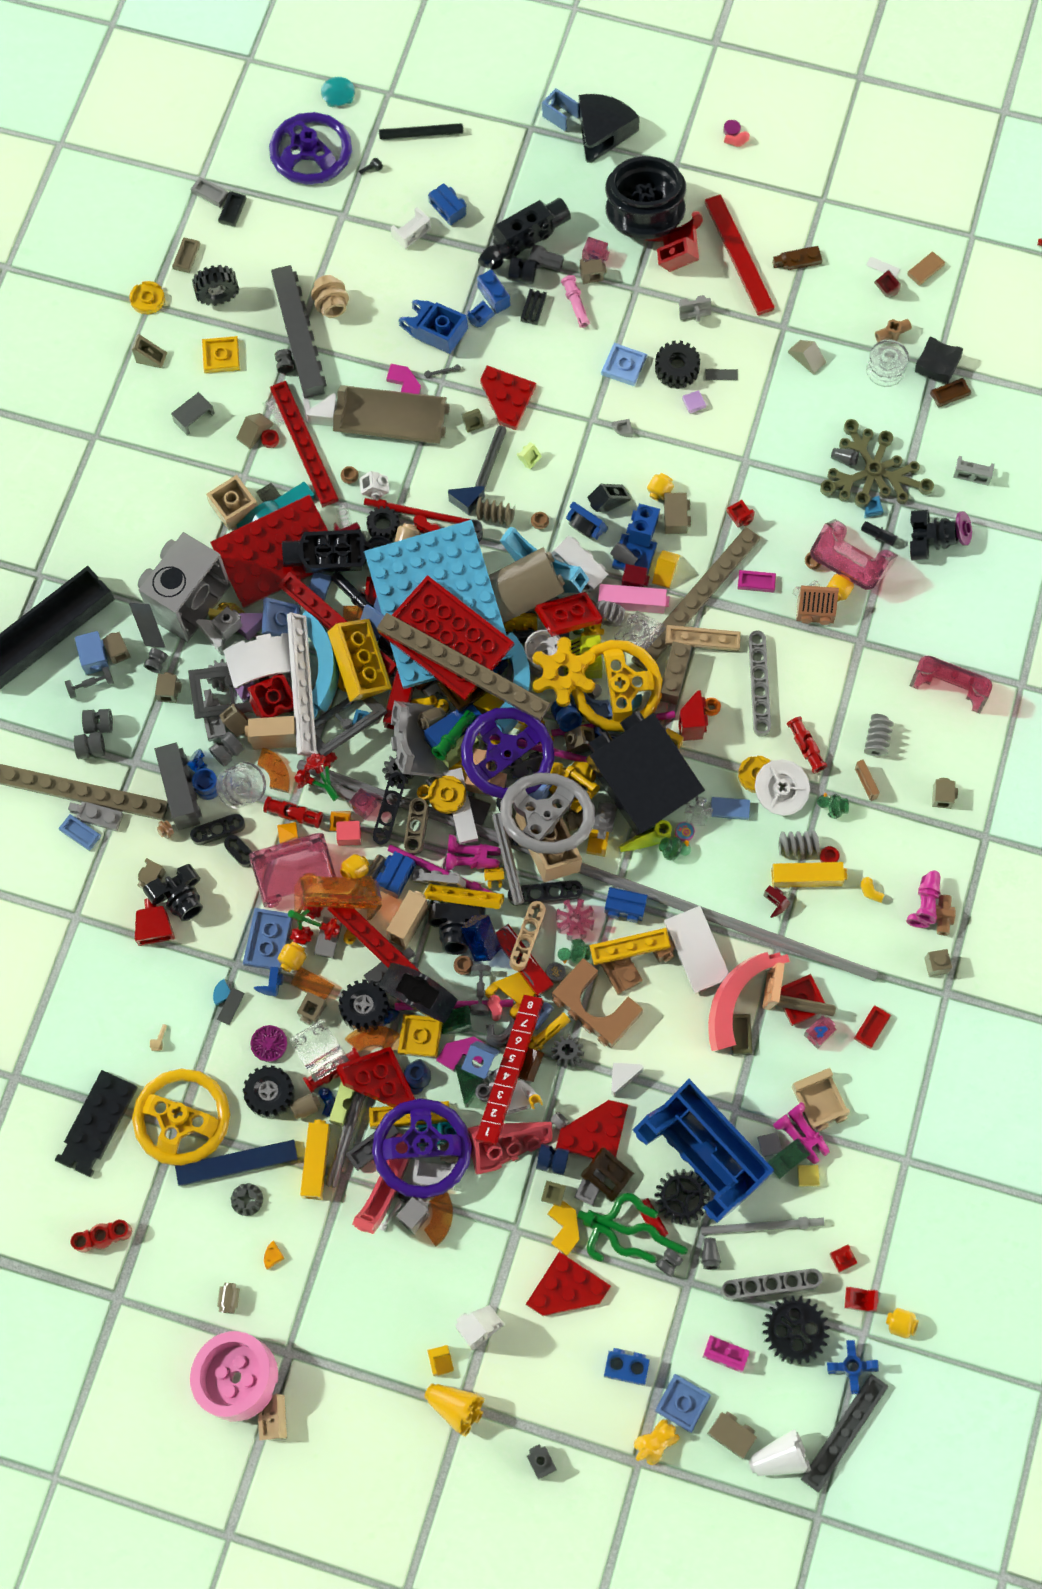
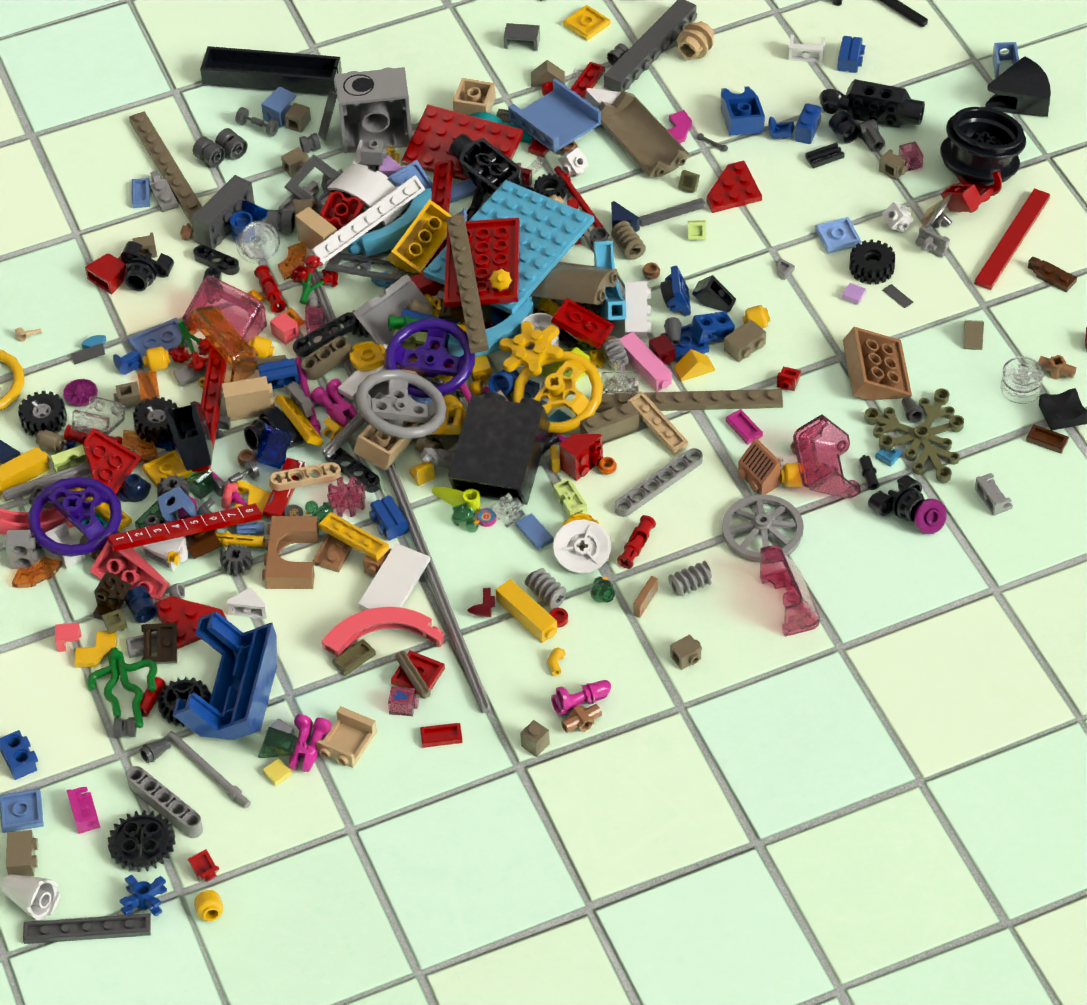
camera: 50 degrees right, 20 degrees down
(313, 459) = (556, 117): none -> medium blue panel
(445, 1048) = (170, 483): none -> dark grey gear
(488, 640) = (500, 279): none -> yellow piece
(526, 1176) = (110, 587): none -> dark brown tile
(535, 1241) = (66, 633): none -> coral panel
(566, 1288) = (49, 682): red plate -> none
(573, 294) = (860, 168): bright pink pin -> none
(646, 309) = (898, 217): none -> white brick
(672, 283) = (935, 214): none -> shield
(722, 757) = (570, 497): none -> yellowish green piece
(773, 986) = (412, 639): light nougat tile -> none
(782, 446) = (876, 365): none -> medium nougat slope
(843, 1258) = (229, 837): red tile -> none
(868, 650) = (762, 525): none -> light grey wheel

